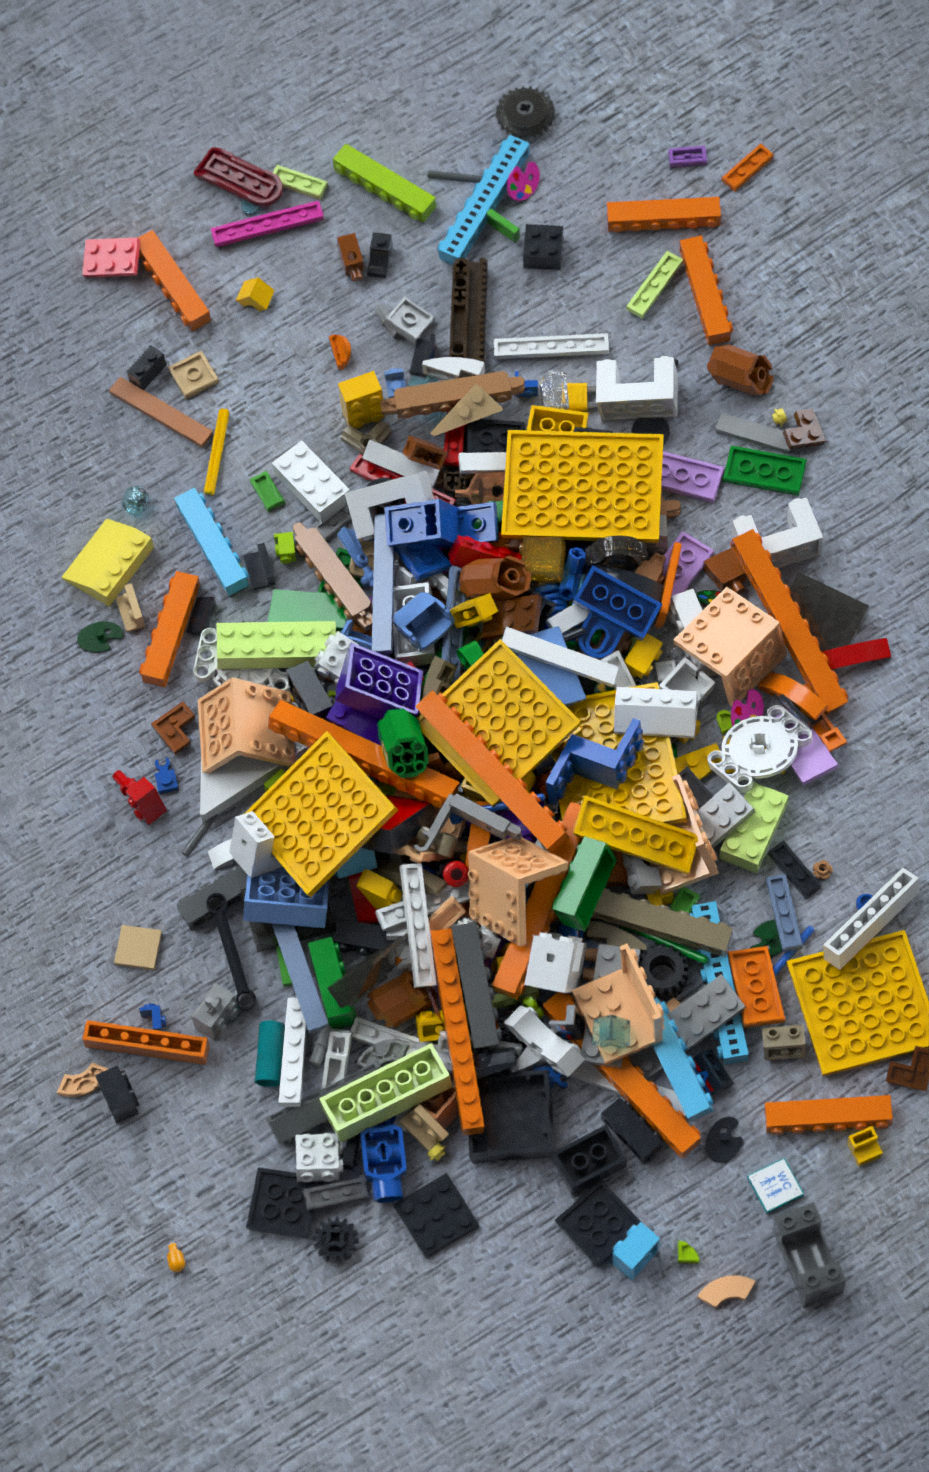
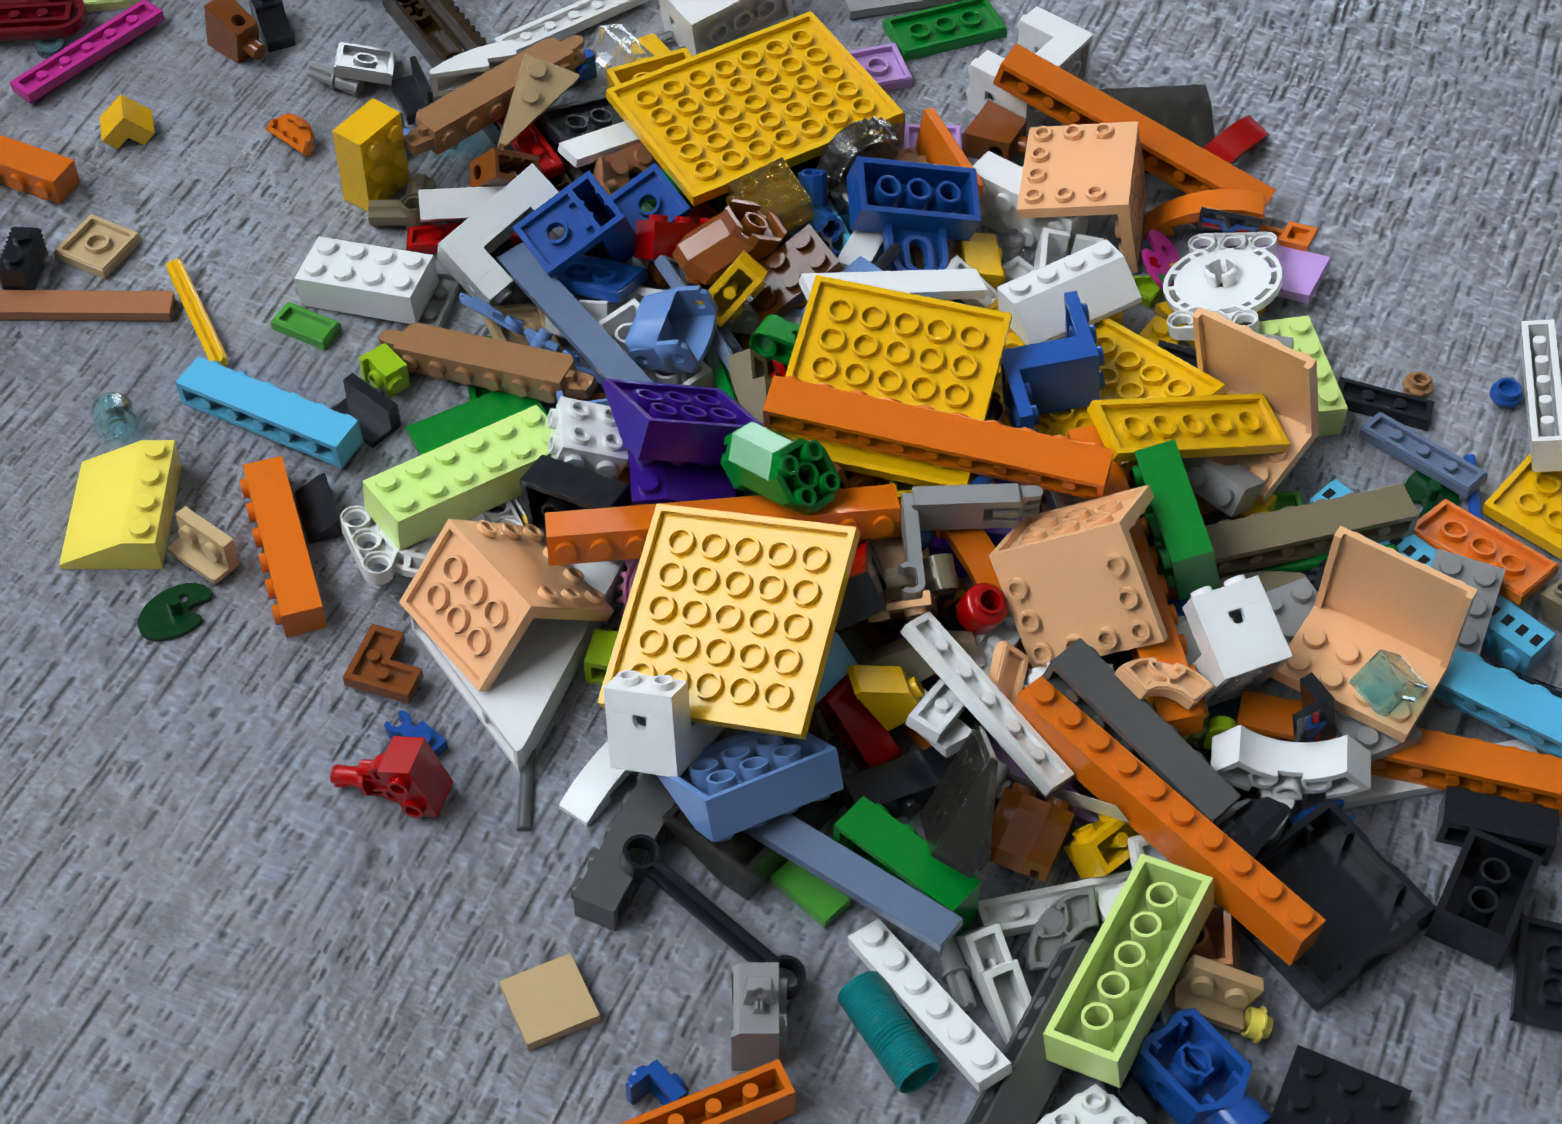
camera: 40 degrees left, 15 degrees down
(504, 965) = (1154, 678): none -> light nougat tile

